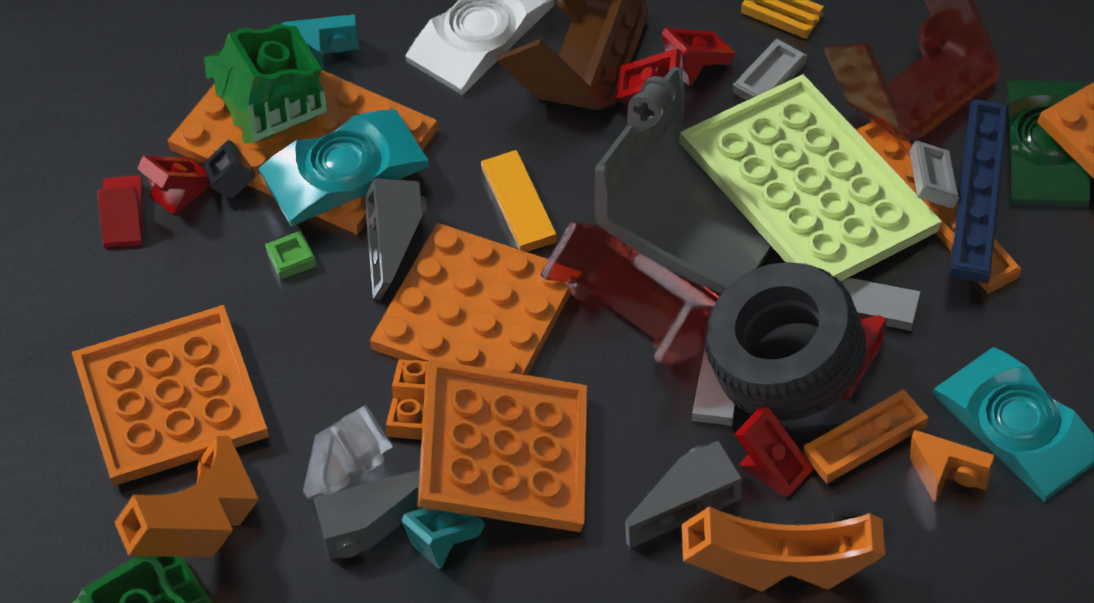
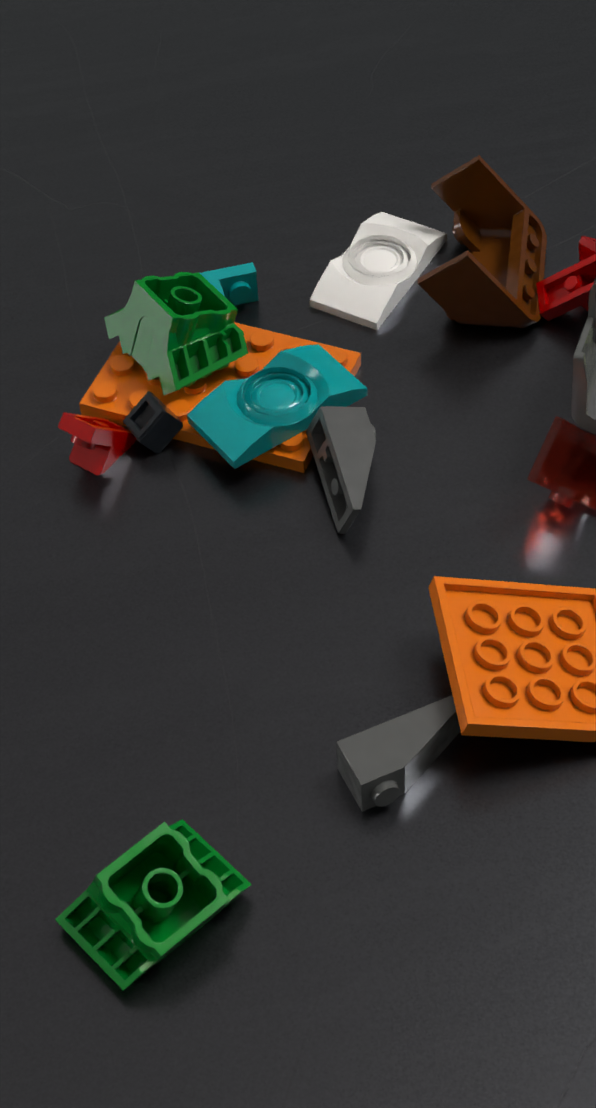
camera: 10 degrees left, 5 degrees down
(121, 211) = (44, 478): red slope -> none
(168, 394) = (139, 657): orange plate -> none
(193, 519) = (204, 782): orange arch -> none
(290, 255) = (237, 500): bright green tile -> none
(343, 448) = (359, 687): clear slope -> none
(407, 404) = (411, 628): orange slope -> none
(436, 531) = (482, 762): teal slope -> none
(471, 305) = (447, 522): orange plate -> none
(518, 201) = (468, 421): light orange tile -> none

